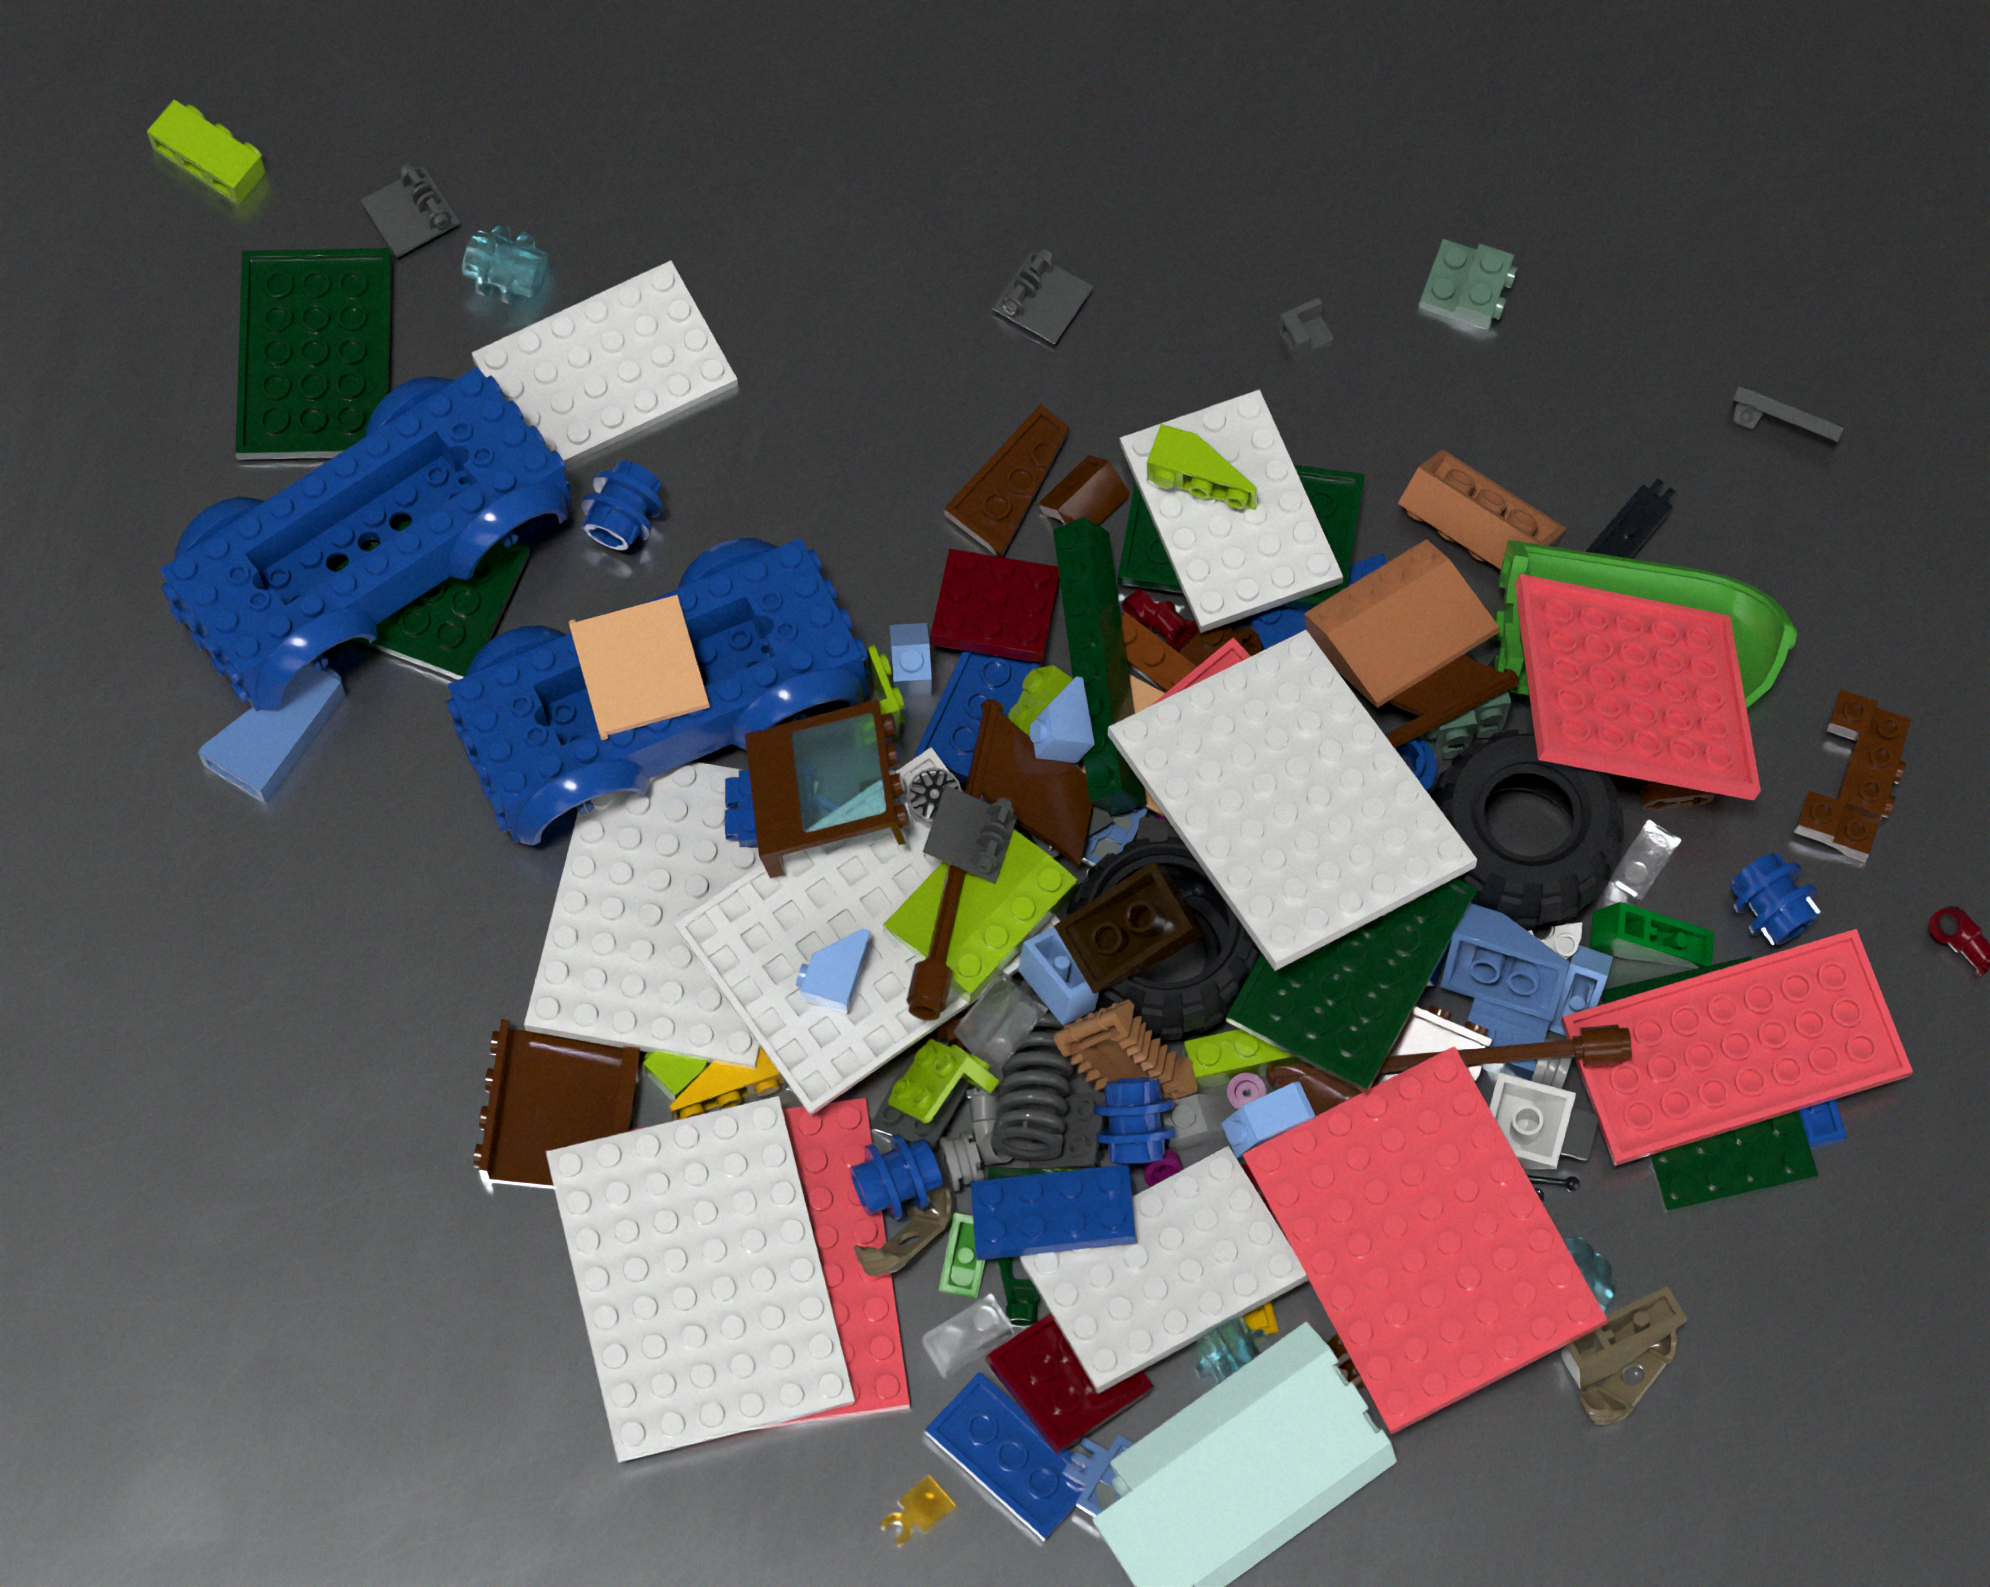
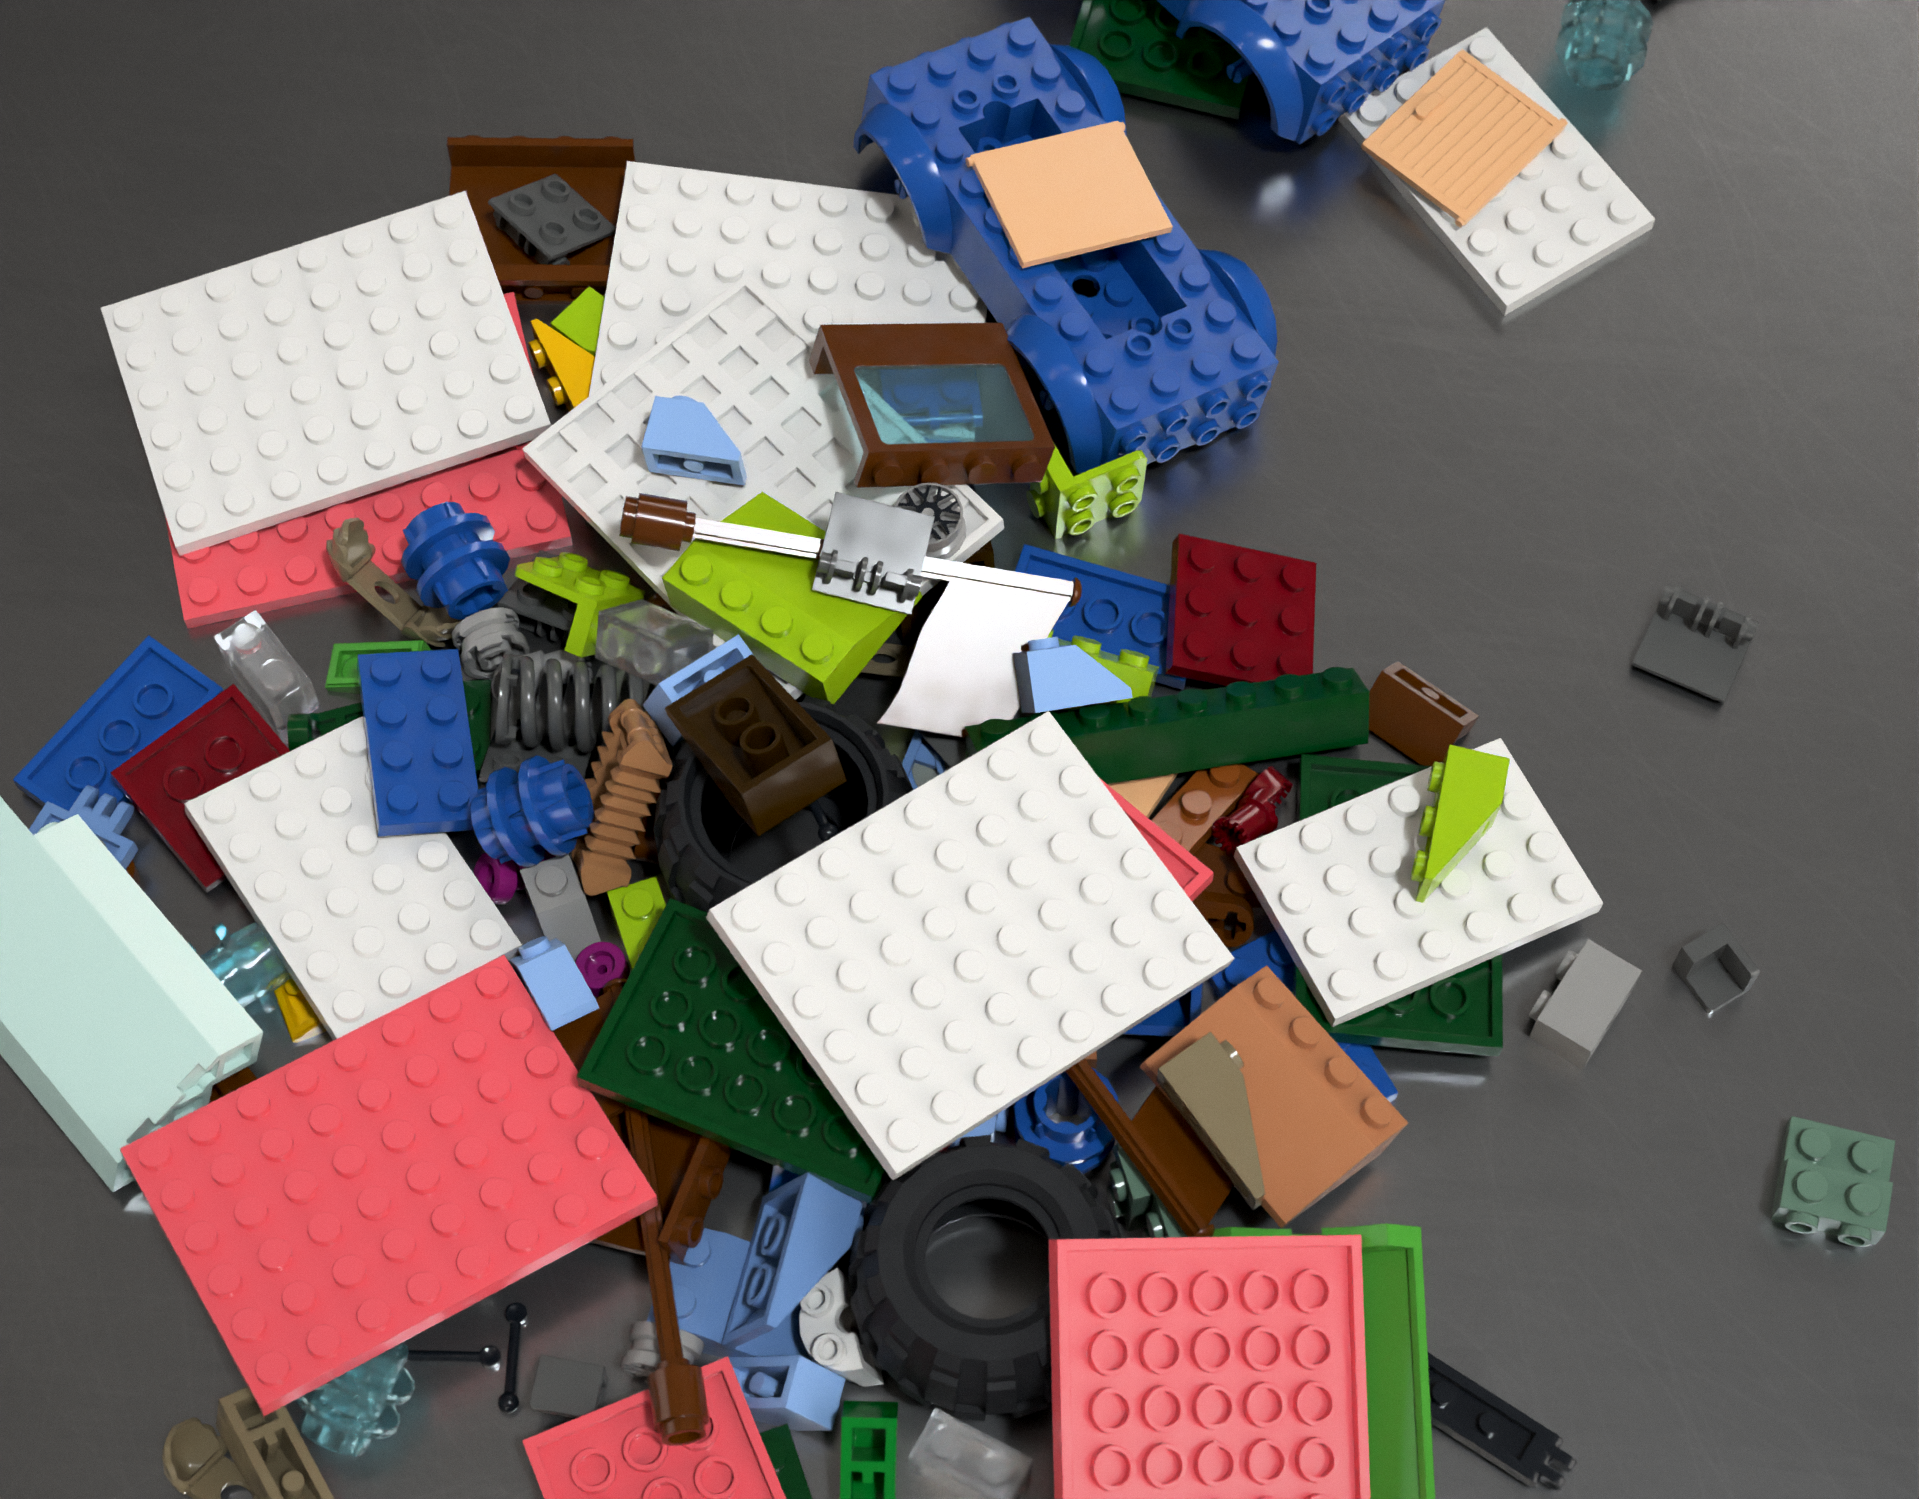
camera: 85 degrees right, 5 degrees down
(564, 1094) = (549, 219): none -> dark grey hinge
(581, 384) = (1463, 137): none -> light nougat piece
(622, 505) = (1305, 189): blue piece -> none
(911, 659) = (1147, 524): light blue slope -> none
(922, 1507) = (53, 645): clear yellow plate -> none
(1003, 489) = (1418, 621): reddish brown wing -> none
(1327, 418) = (1584, 1003): none -> light grey brick
(1422, 652) = (1214, 1101): none -> dark tan slope
(1474, 509) = (1483, 1213): nougat slope -> none
(1532, 1119) = (575, 1316): white slope -> none

